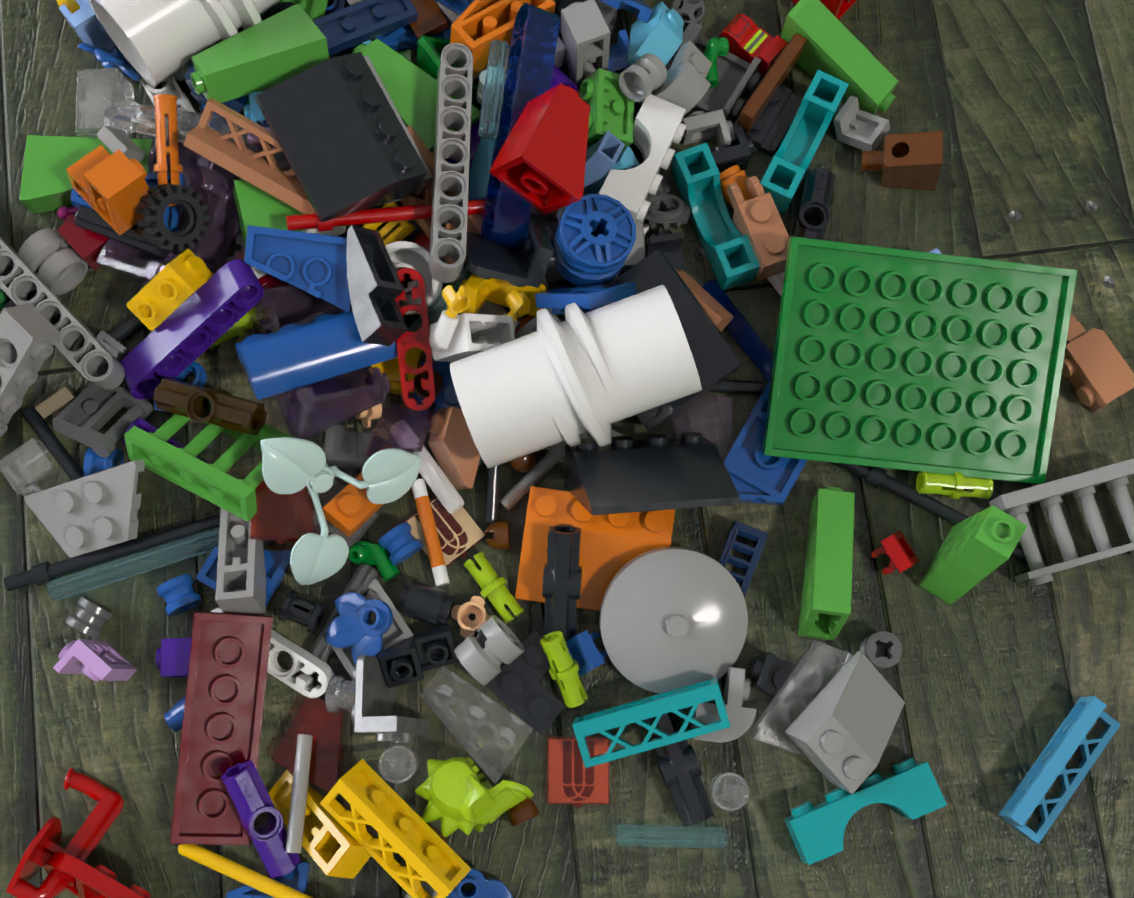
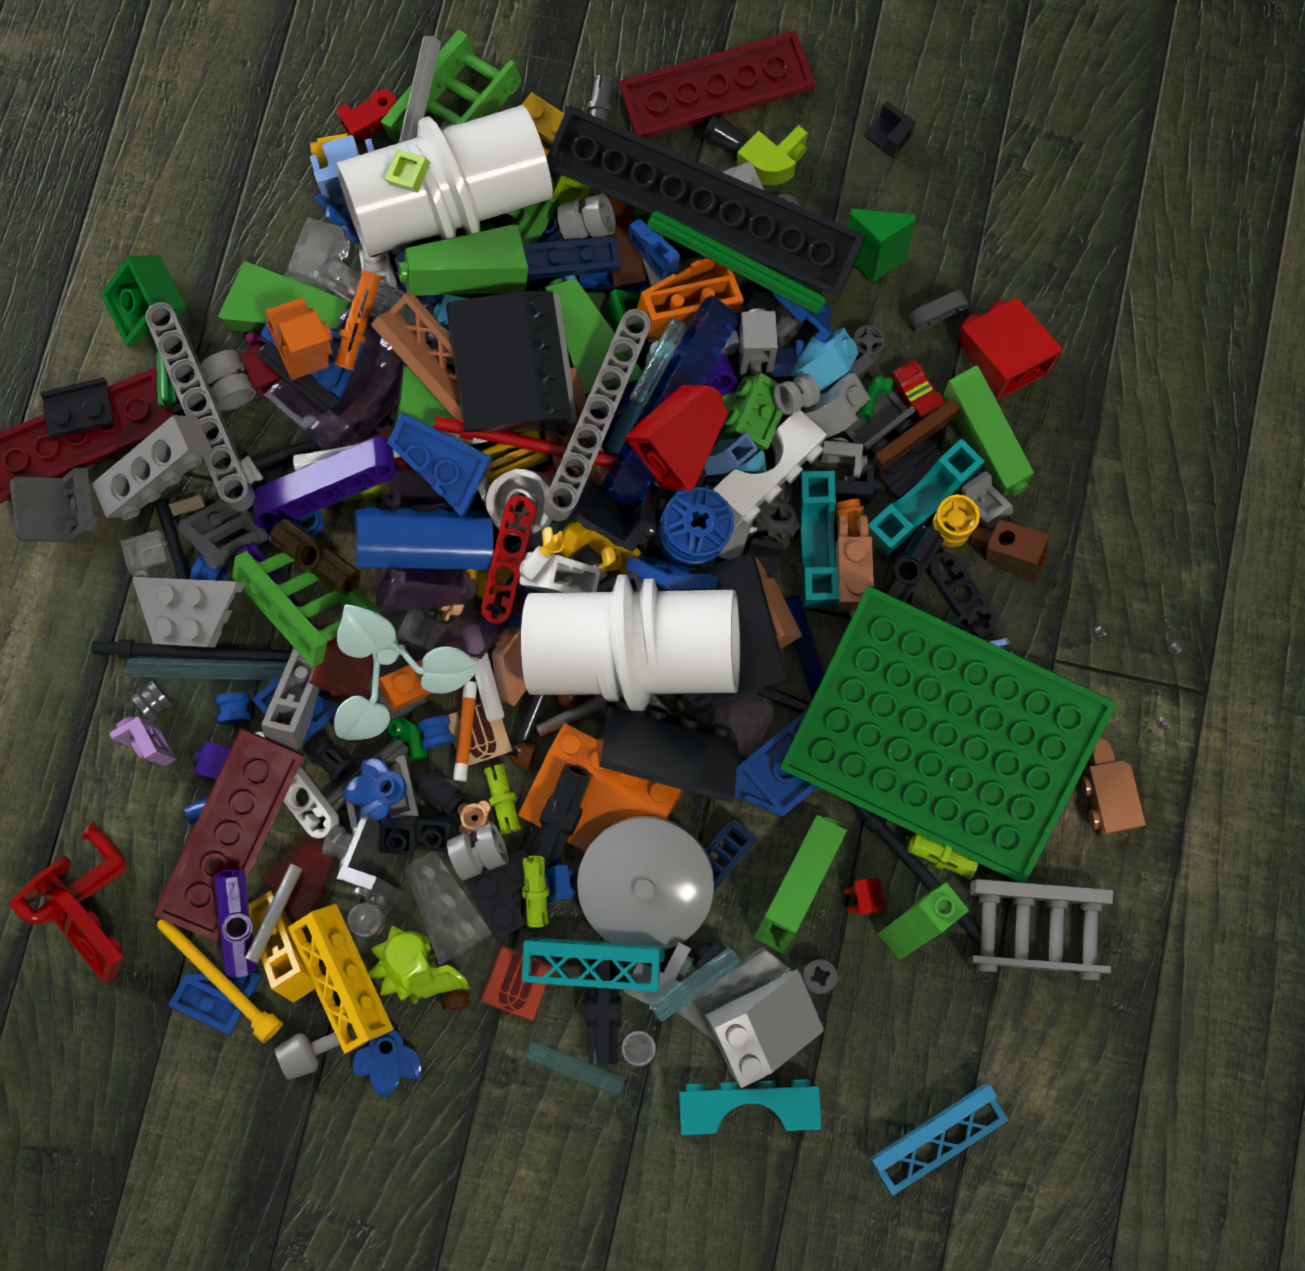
camera: 25 degrees right, 0 degrees up
(117, 139) = (320, 299): light grey tile -> none
(154, 212) = (354, 394): black tyre -> none
(169, 289) = (317, 443): yellow bracket -> none
(373, 287) = (488, 503): black slope -> none
(764, 705) = (695, 984): none -> clear light blue axle
(841, 151) = (956, 520): none -> yellow wheel
(890, 228) = (965, 611): none -> black beam

